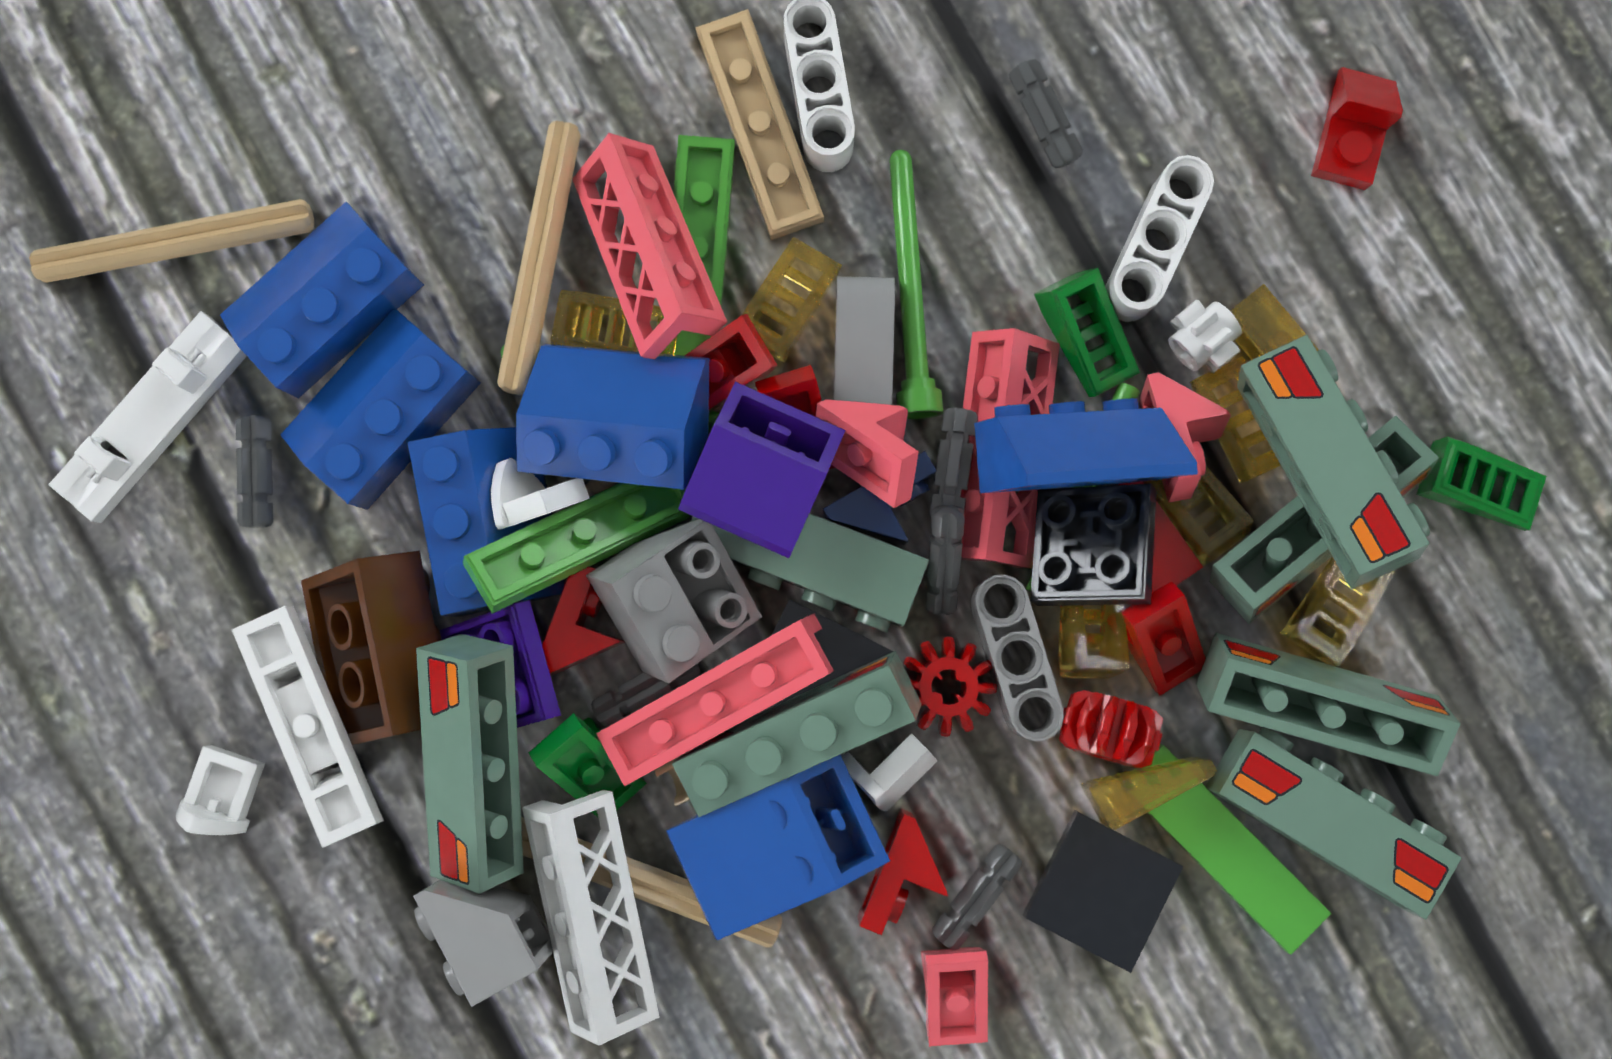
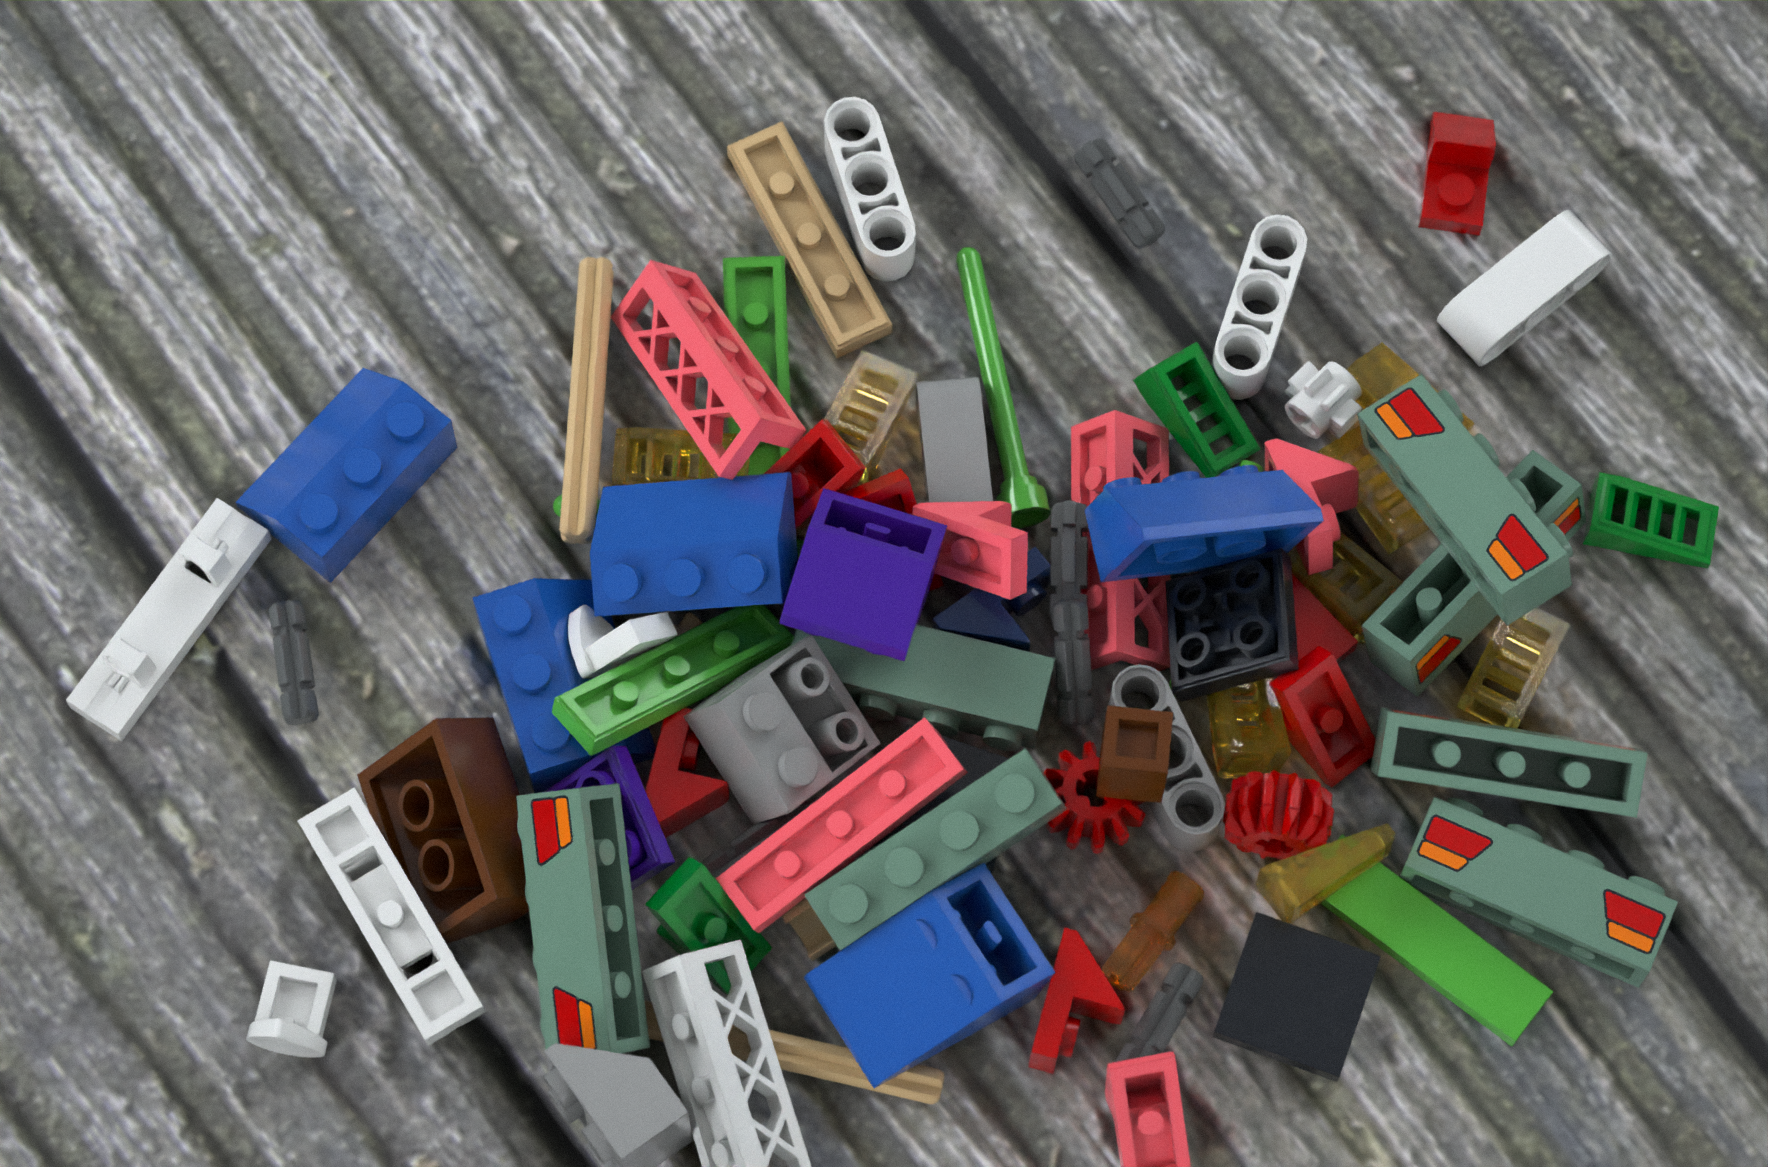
camera: 10 degrees left, 15 degrees down
(172, 241) = (174, 429): tan axle -> none
(378, 401) = (419, 580): blue slope -> none
(894, 774) = (1051, 894): white tile -> none
(982, 815) = (1152, 931): none -> clear orange axle
(990, 674) = (1134, 754): none -> reddish brown brick
(1403, 248) = (1524, 287): none -> white beam

